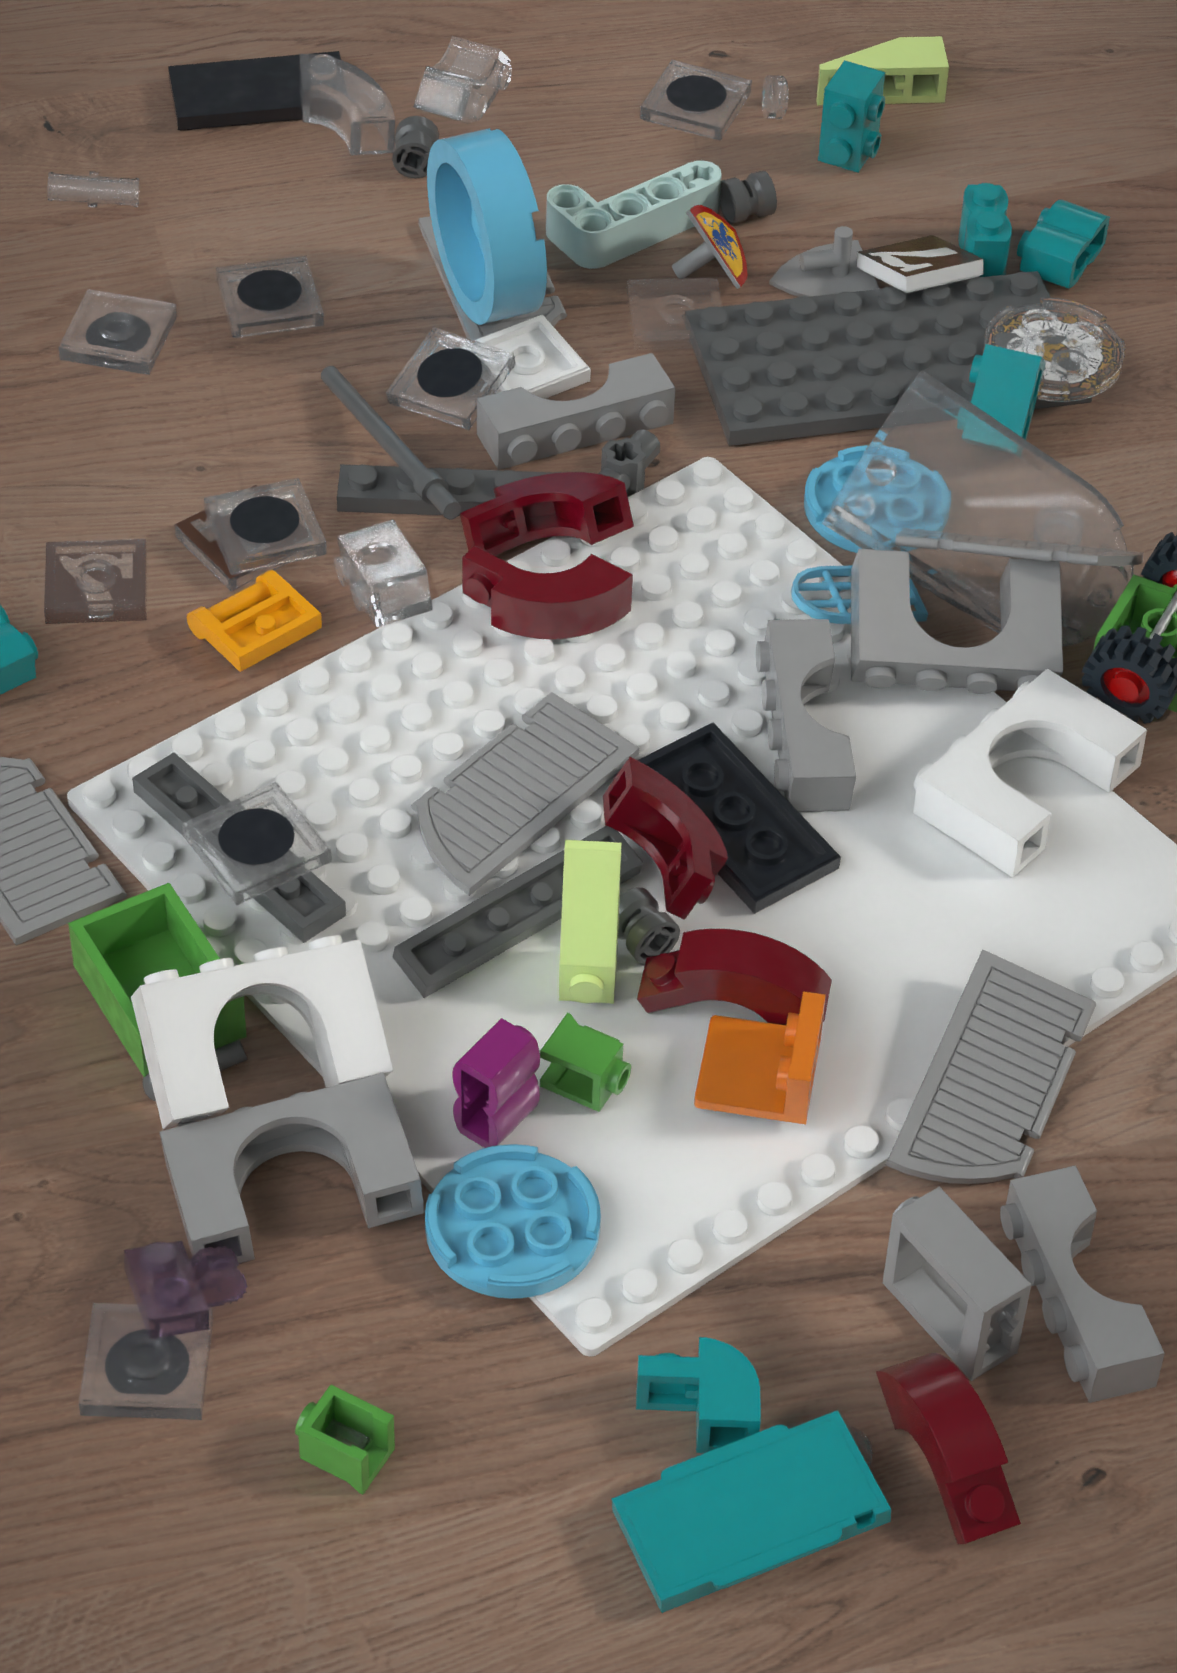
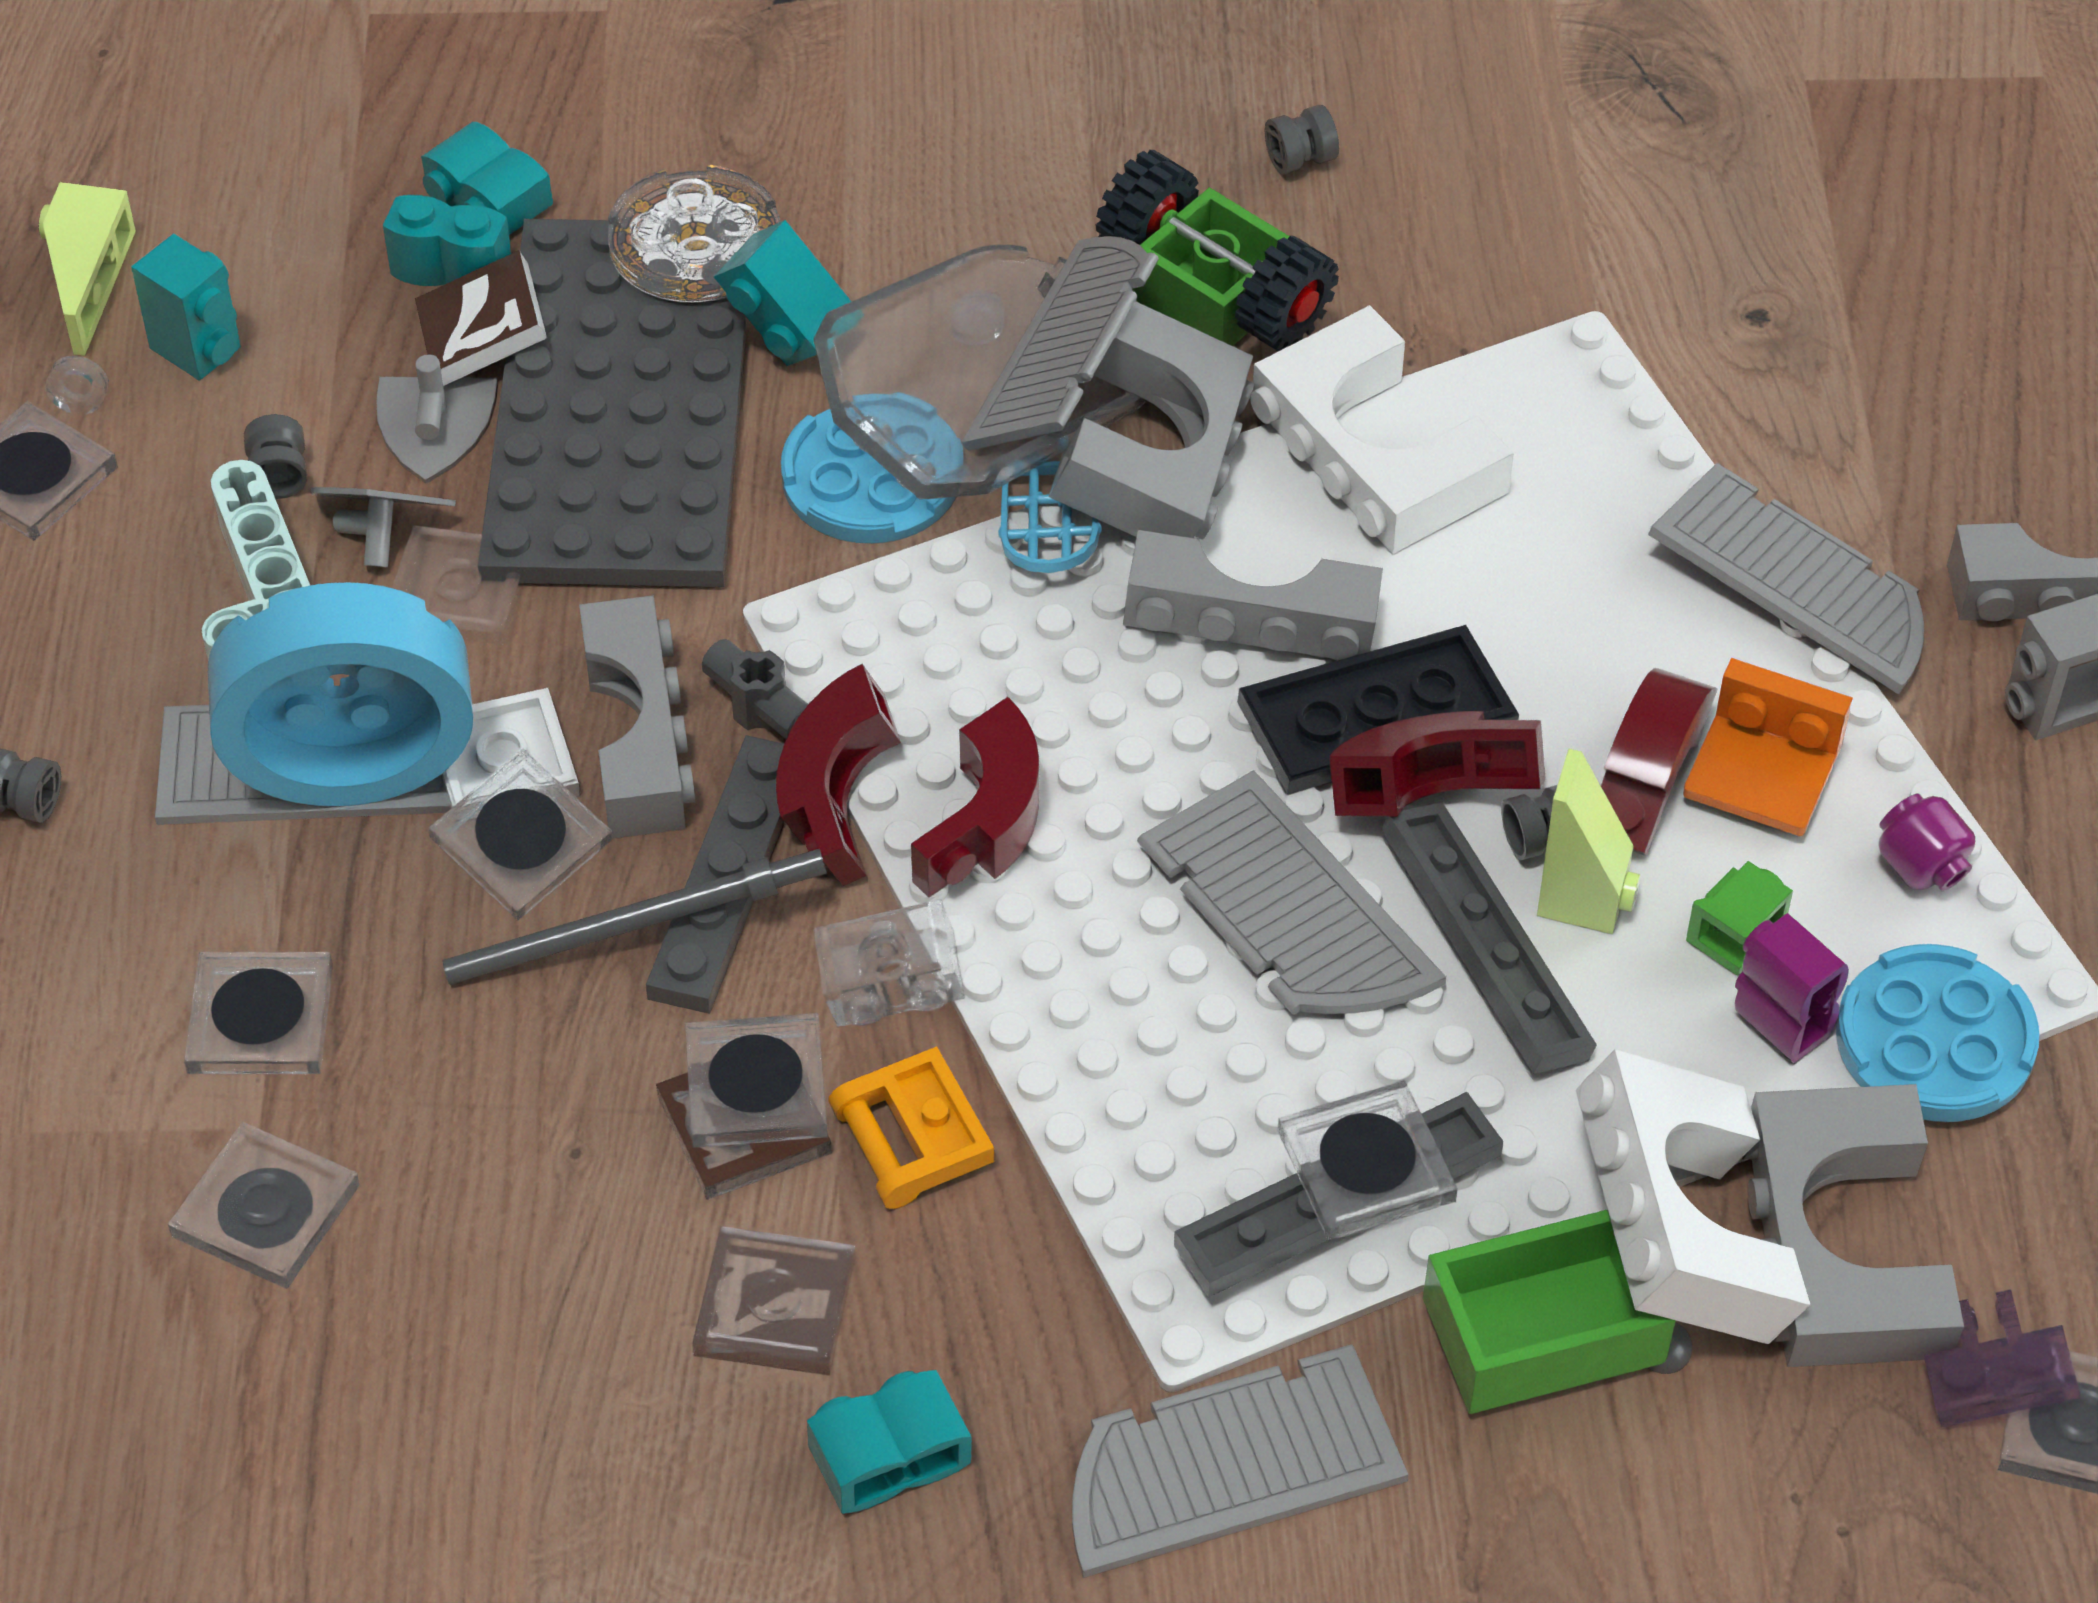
camera: 75 degrees left, 5 degrees up
(700, 1179) = (1926, 842): none -> magenta head

